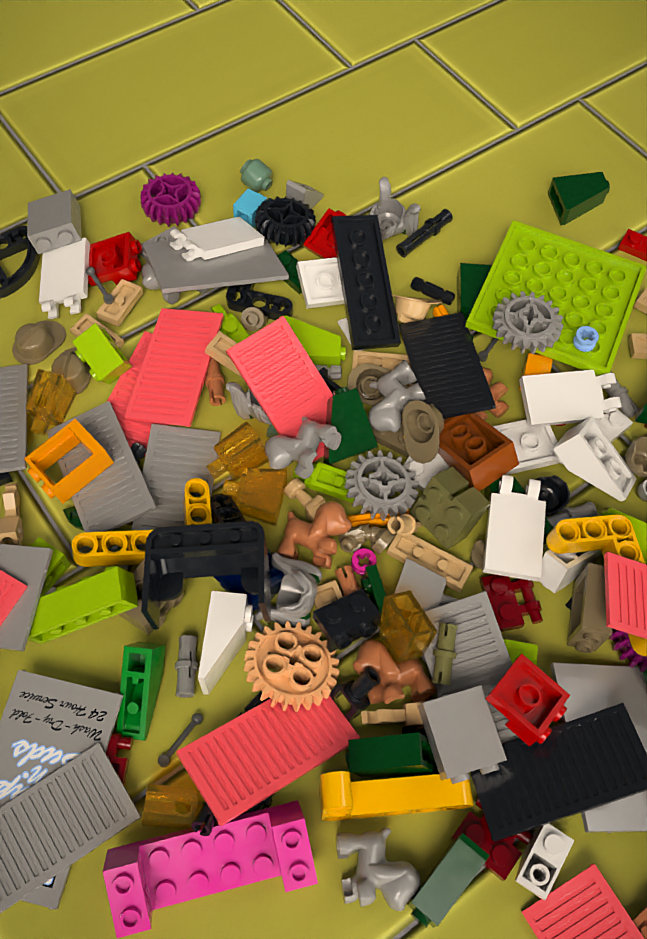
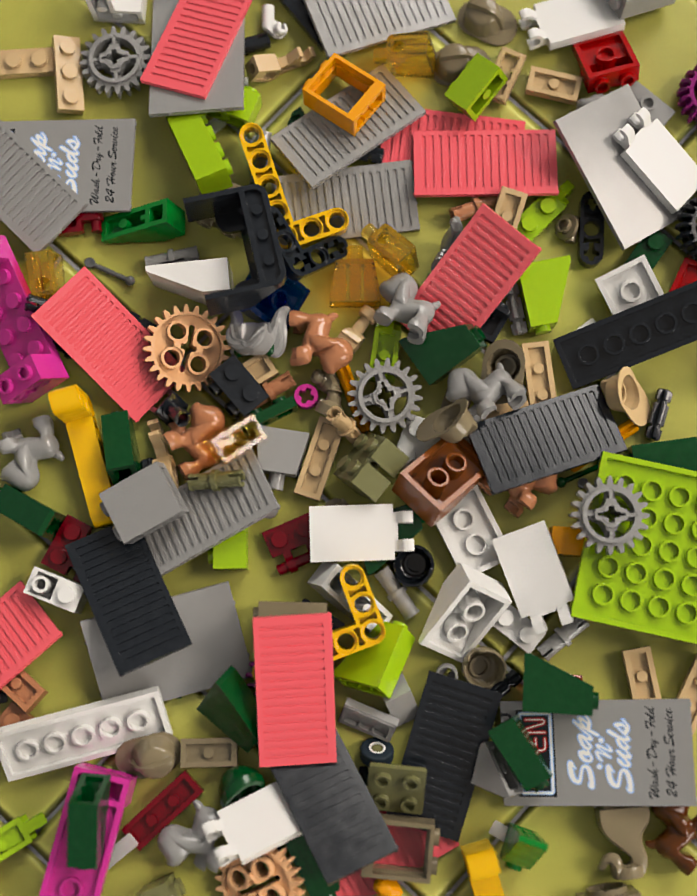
camera: 85 degrees right, 20 degrees up
(108, 298) = (551, 70): dark grey hinge -> none
(528, 700) = (179, 556): red plate -> none
(583, 333) = (597, 585): light blue bush -> none

